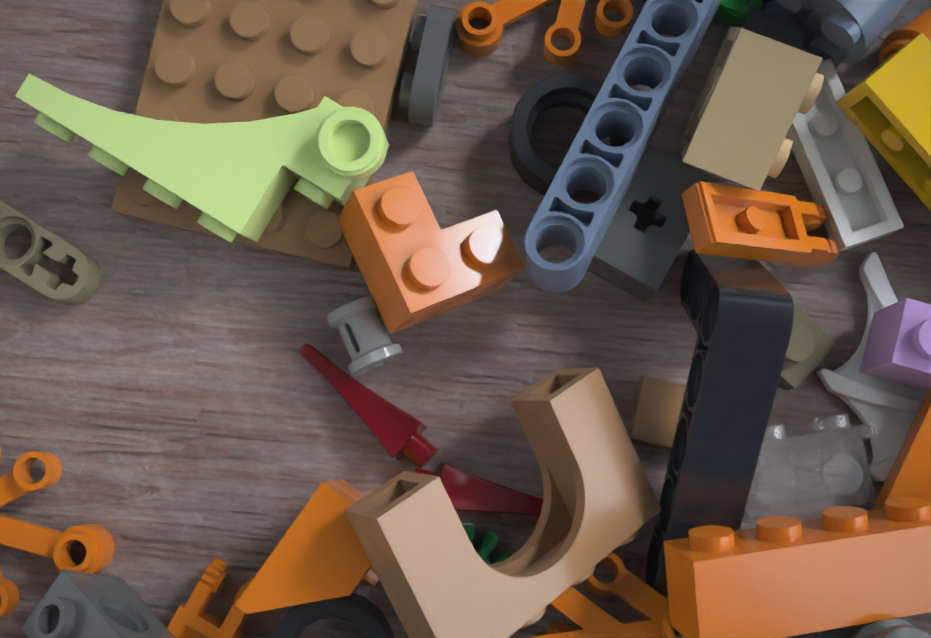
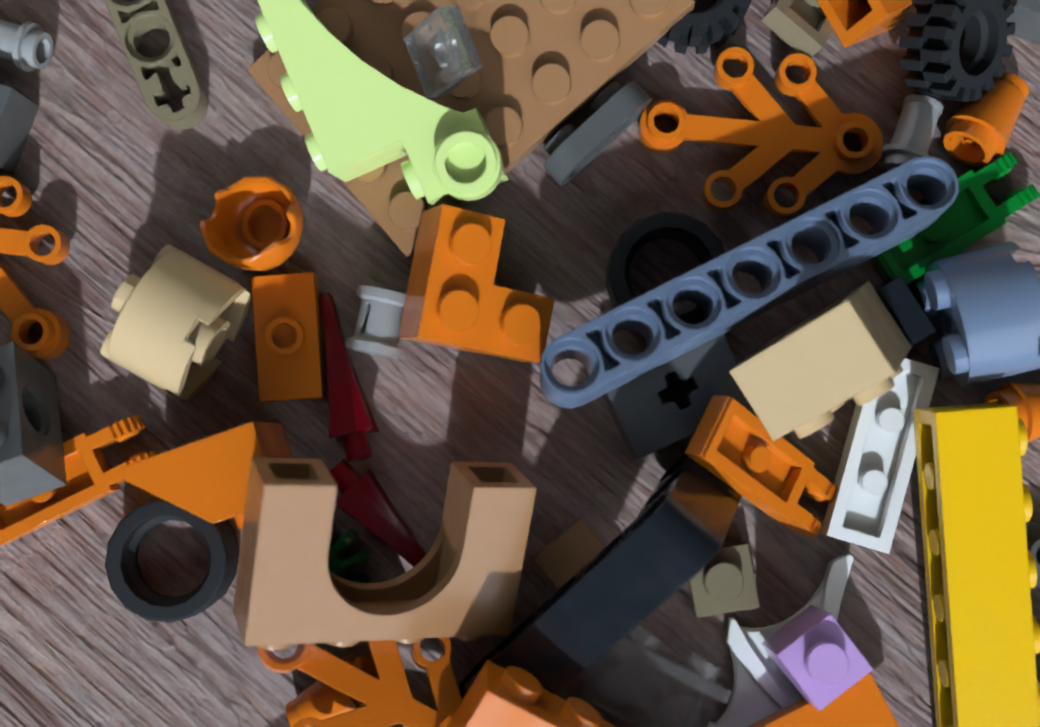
camera: 40 degrees right, 5 degrees up
(193, 453) = (175, 322): none -> tan brick
(204, 327) = (254, 224): none -> orange hair
(263, 75) = (442, 51): none -> clear plate
(298, 403) = (288, 337): none -> orange plate

